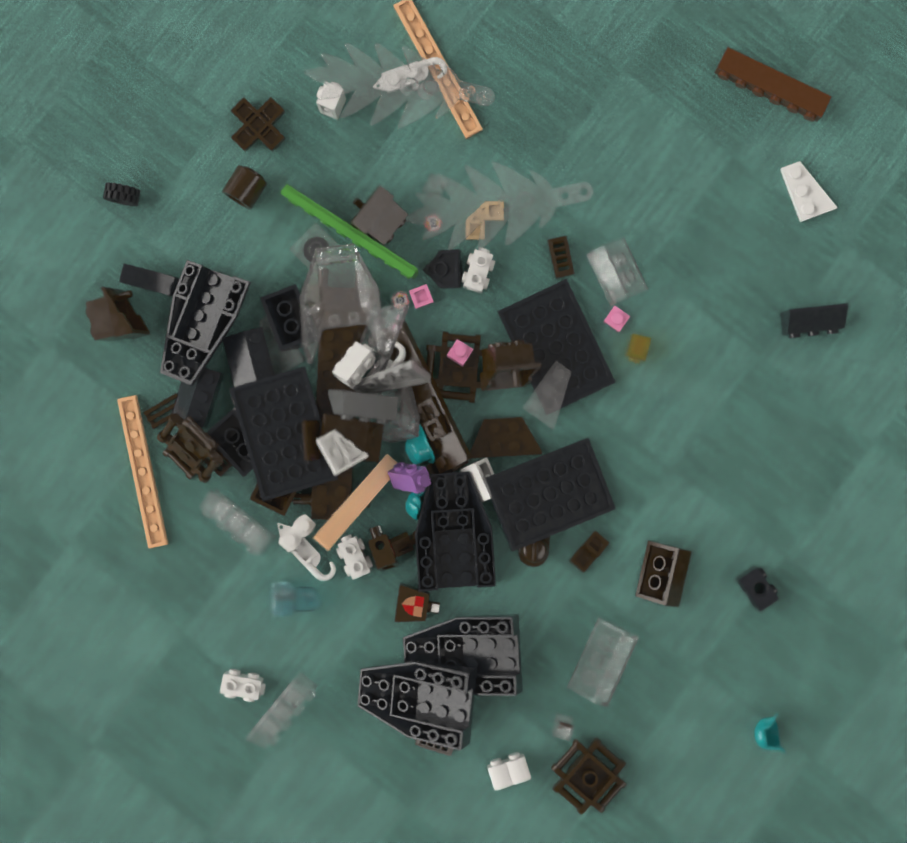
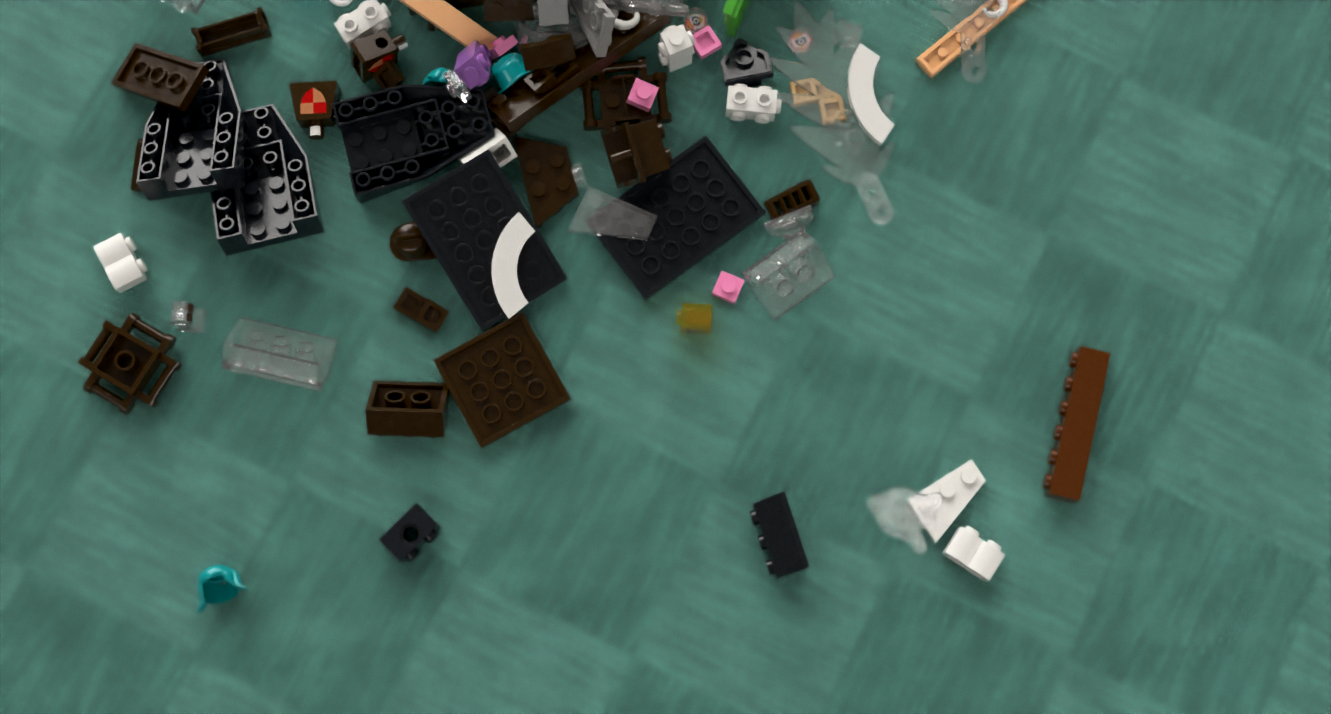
camera: 75 degrees right, 10 degrees down
(340, 659) = (232, 33): none -> dark brown container
(370, 720) = (160, 77): none -> dark brown plate
(395, 452) = (502, 45): none -> bright pink plate
(418, 421) = (548, 53): none -> dark brown slope
(424, 319) = (676, 47): none -> white brick
(429, 494) = (456, 86): none -> clear plate
(491, 185) = (862, 95): none -> white tile
(509, 413) = (579, 176): none -> clear tile
(571, 481) = (505, 265): none -> white tile
(579, 261) = (790, 223): none -> clear plate
(655, 500) = (502, 380): none -> dark brown plate
(813, 224) = (905, 513): none -> clear tile
(851, 182) = (973, 553): none -> white brick

